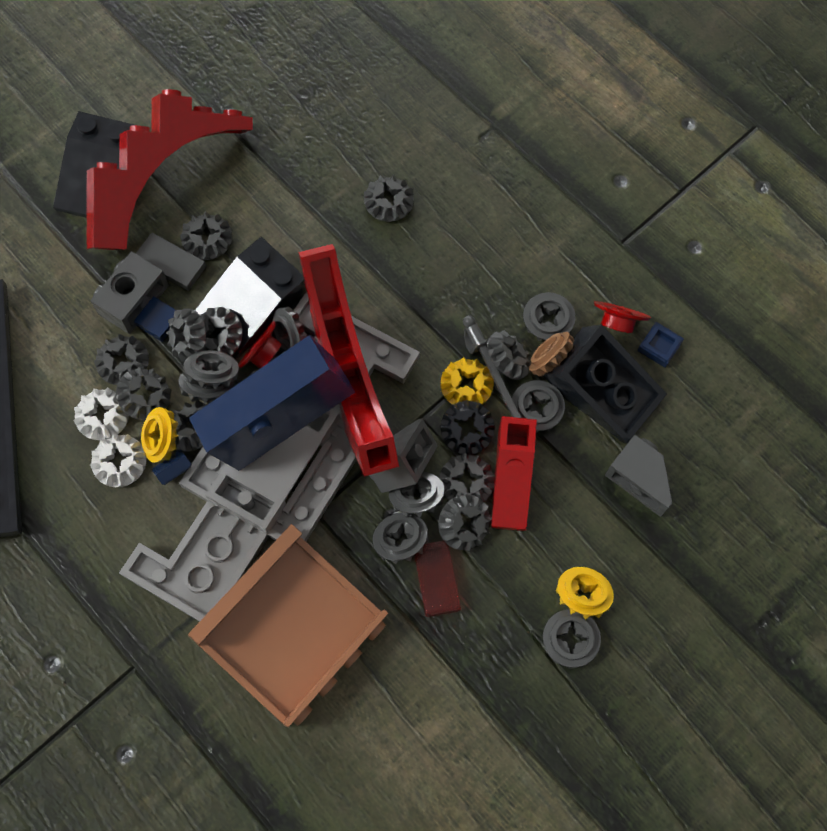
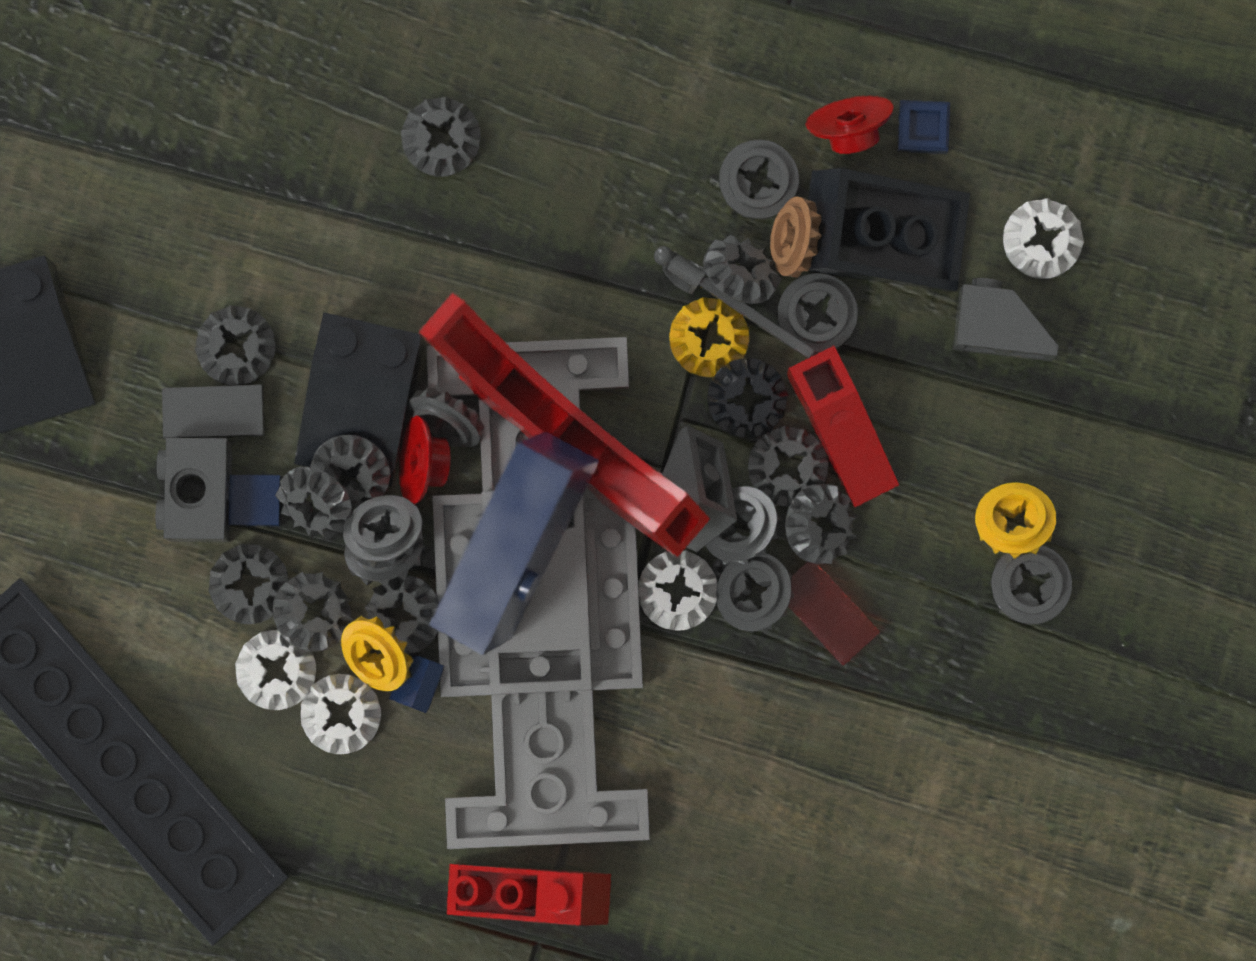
camera: 25 degrees left, 15 degrees up
(115, 191) = (85, 293): red arch -> none
(148, 633) = (529, 894): none -> red slope
(288, 627) = (695, 782): nougat panel -> none
(356, 526) = (657, 603): none -> white gear
(684, 451) = (1036, 260): none -> white gear

